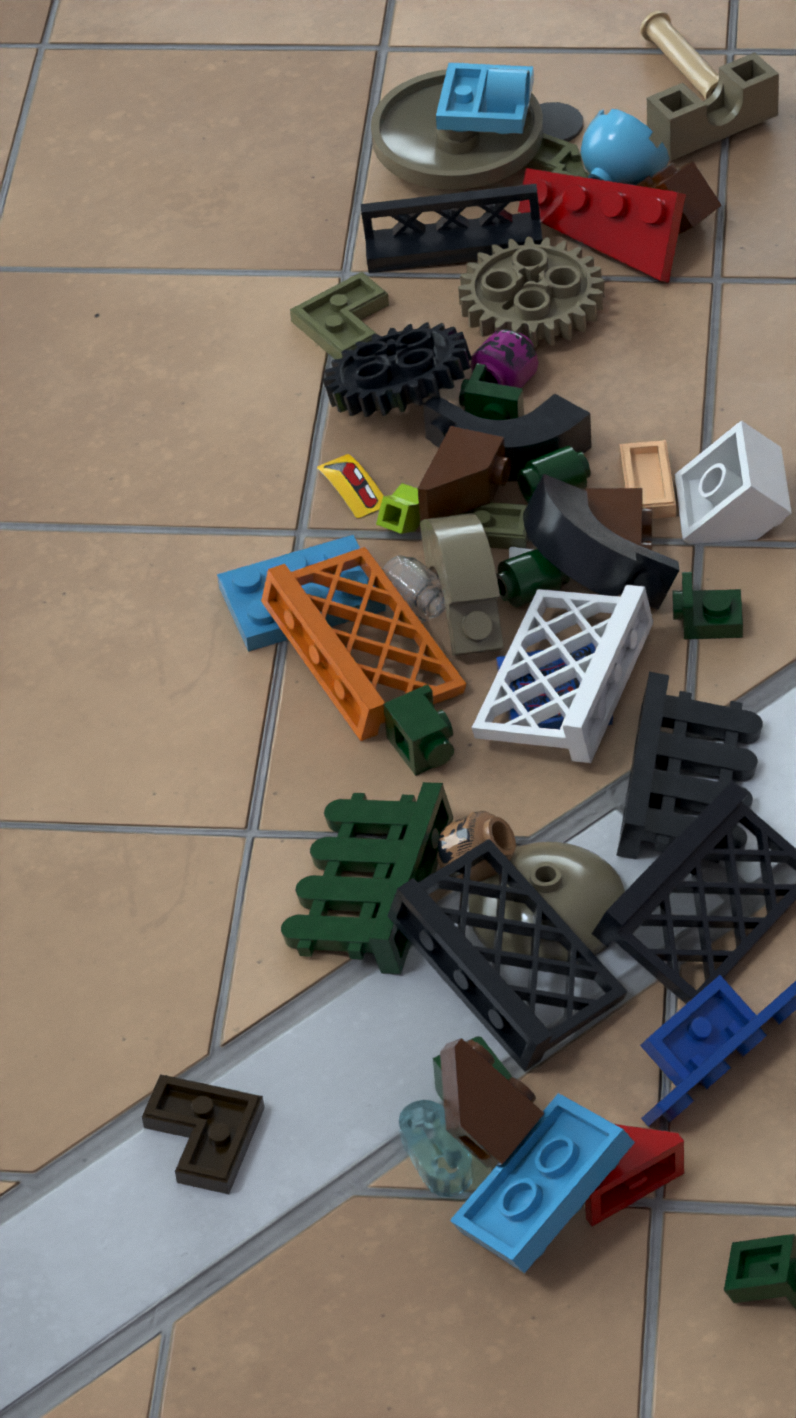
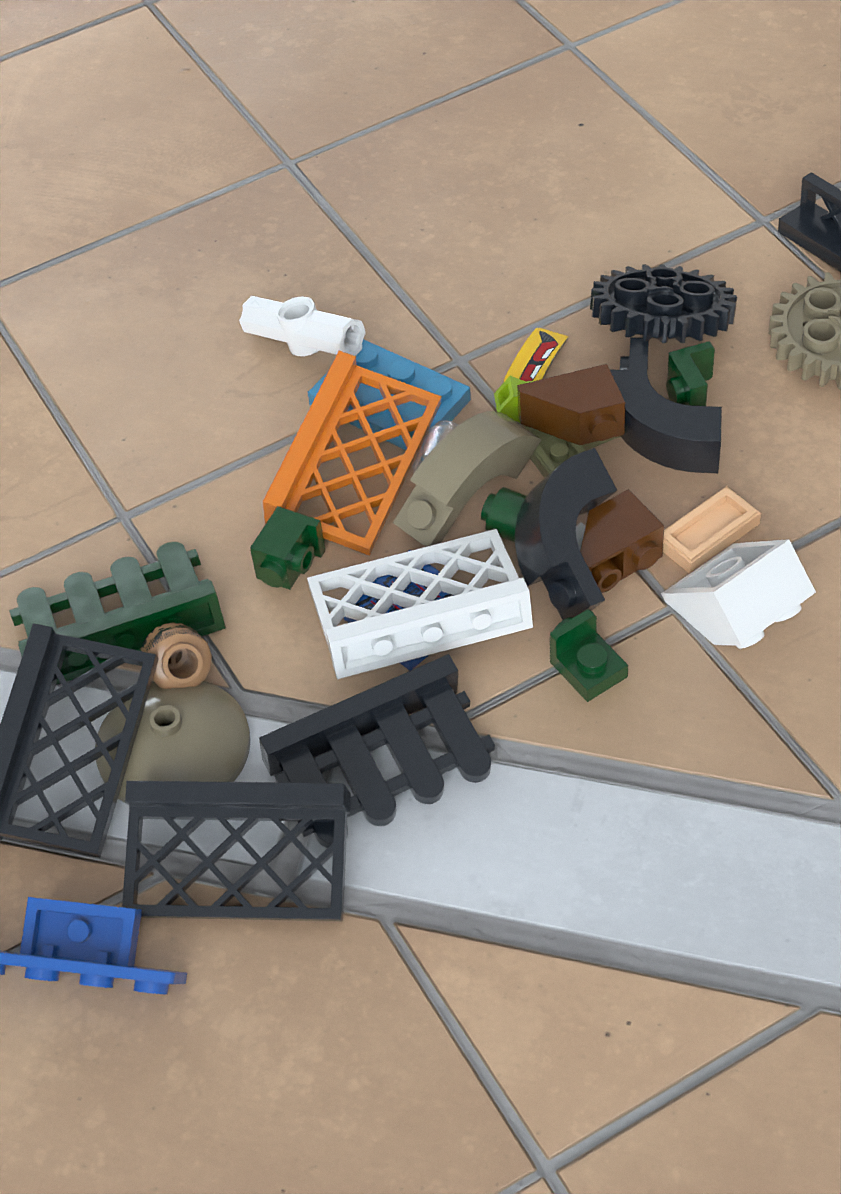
camera: 55 degrees right, 5 degrees up
(173, 598) = (302, 326): none -> white piece
(336, 314) = (704, 236): olive tile -> none
(508, 358) = (745, 361): magenta head -> none
(561, 464) = (643, 466): dark green brick -> none

